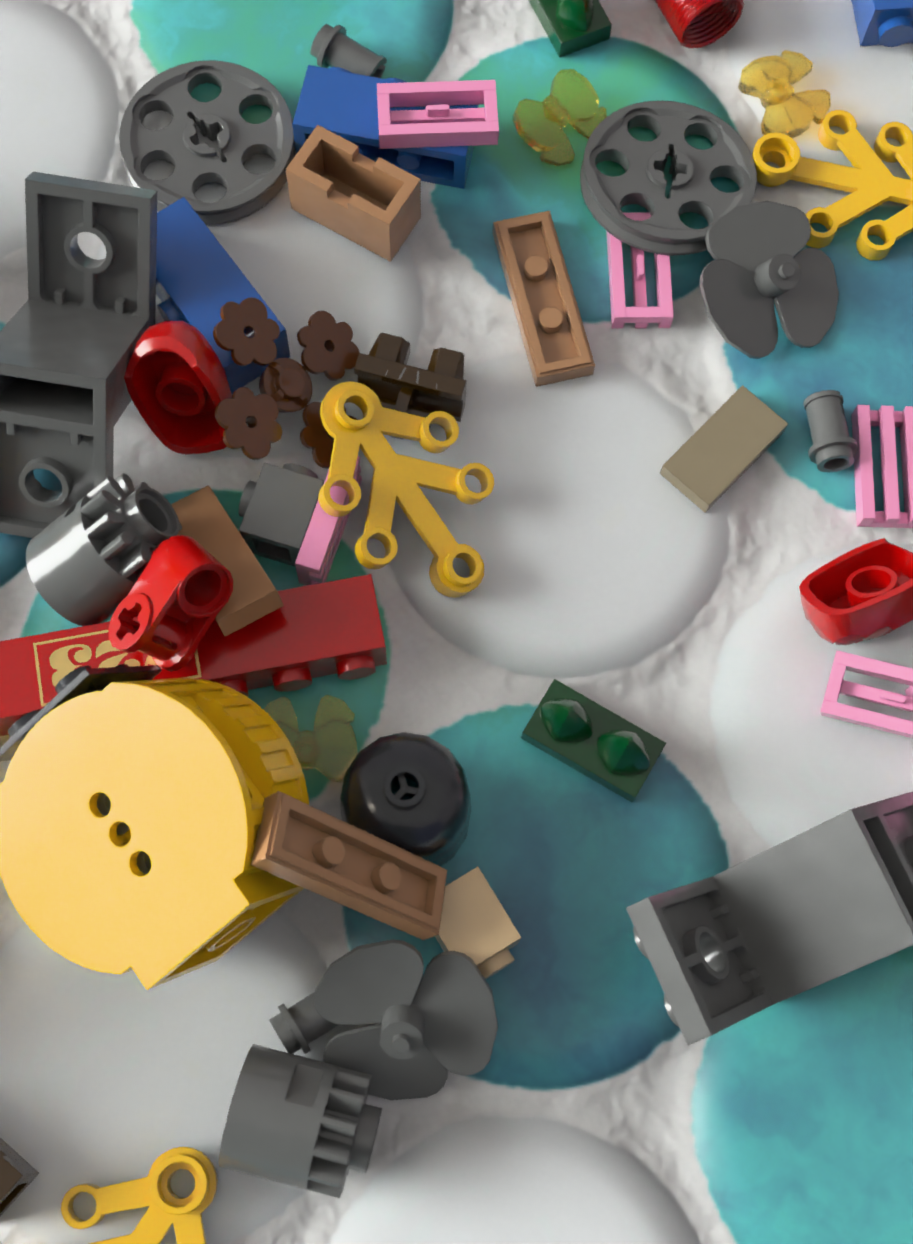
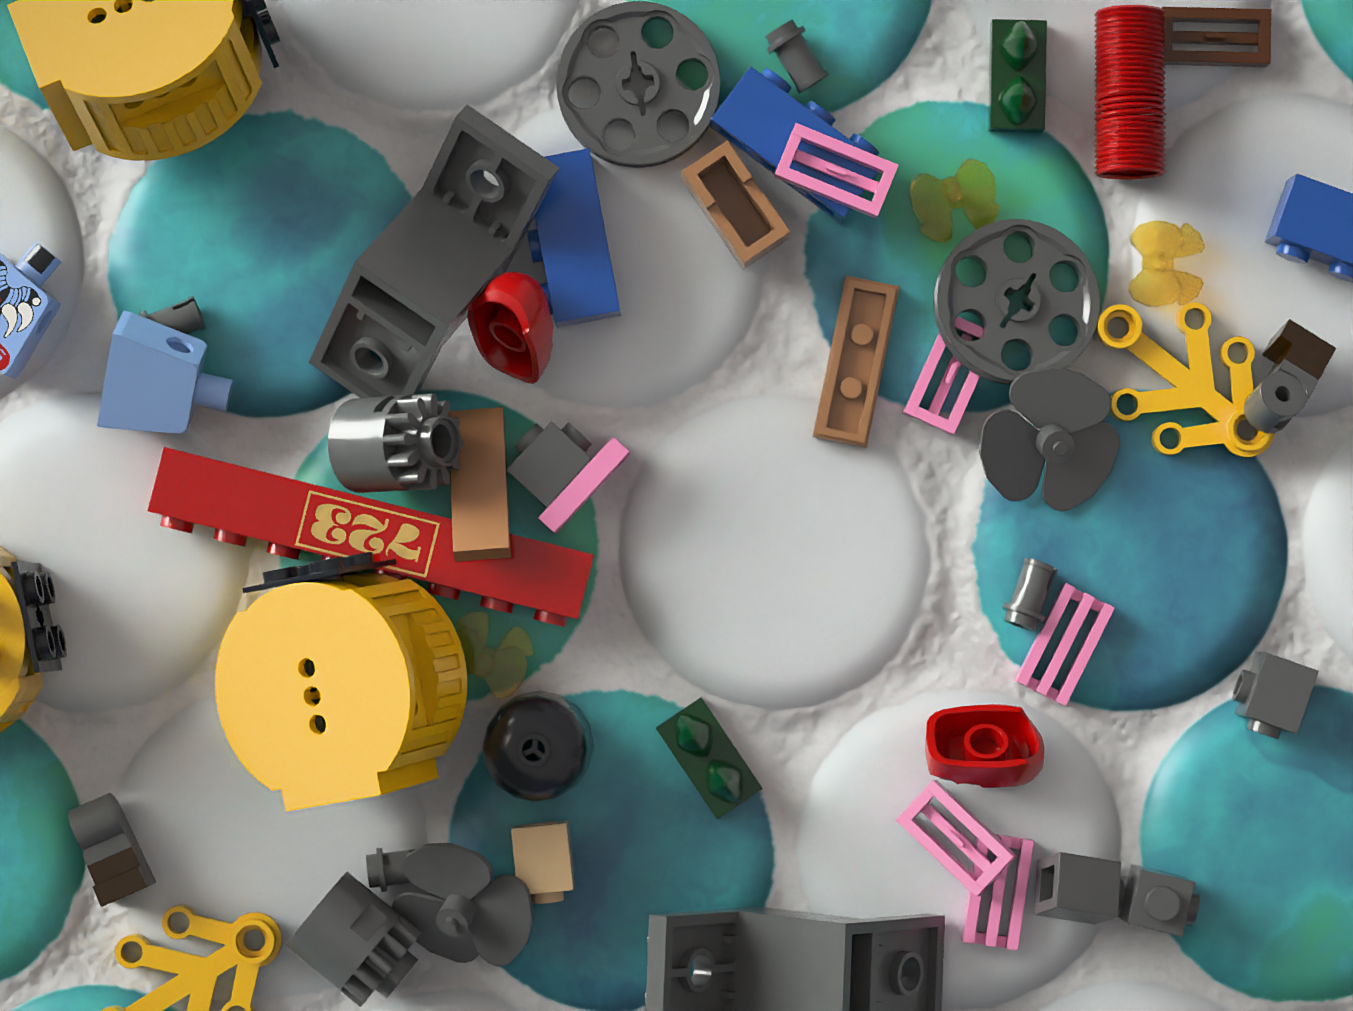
camera: 35 degrees right, 15 degrees up
(173, 603) = (430, 521): red piece -> none
(284, 382) = (601, 358): reddish brown plant -> none
(349, 866) = (467, 792): medium nougat tile -> none
(398, 480) = (649, 482): yellow plant -> none
(409, 387) = (687, 378): dark brown hips -> none
(723, 448) = (937, 567): dark tan tile -> none

